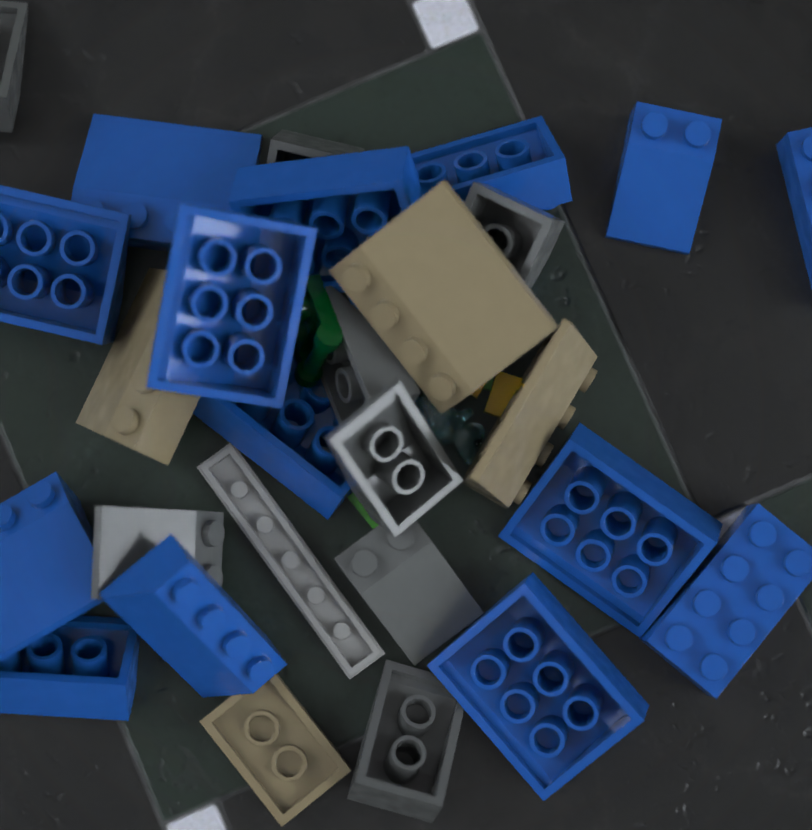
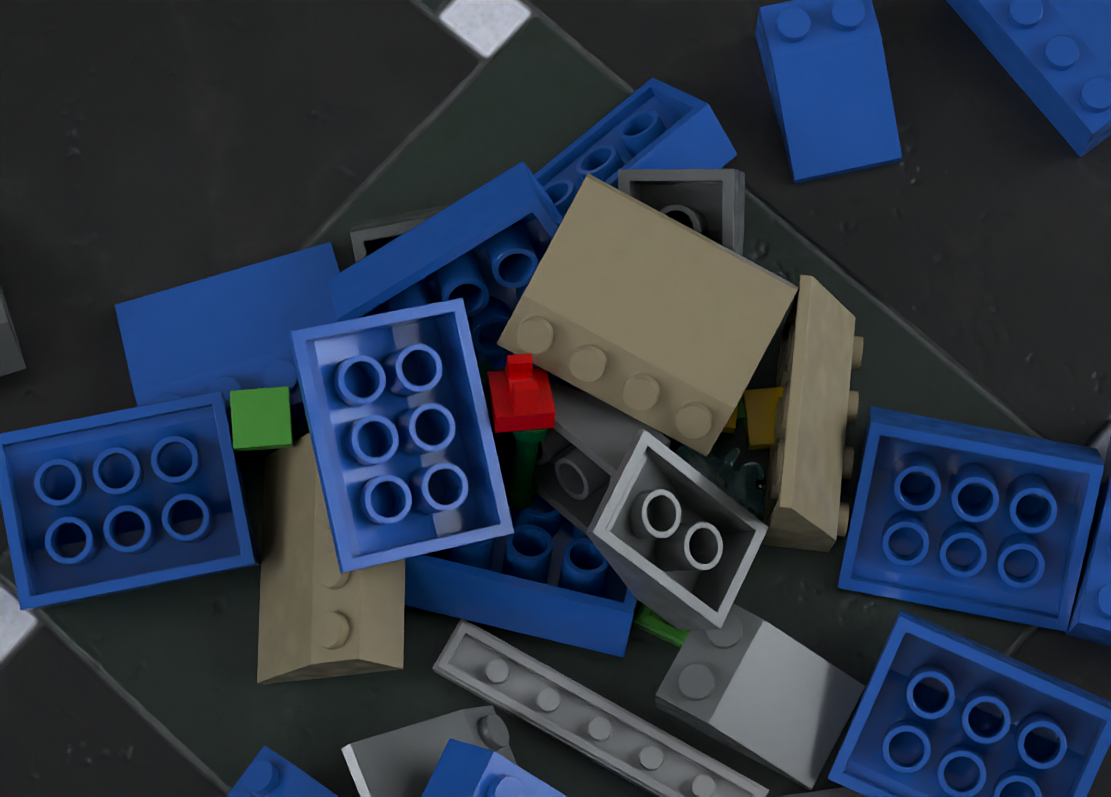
camera: 20 degrees left, 10 degrees down
(148, 246) = (261, 418): none -> bright green tile
(328, 316) = (520, 396): none -> red tile

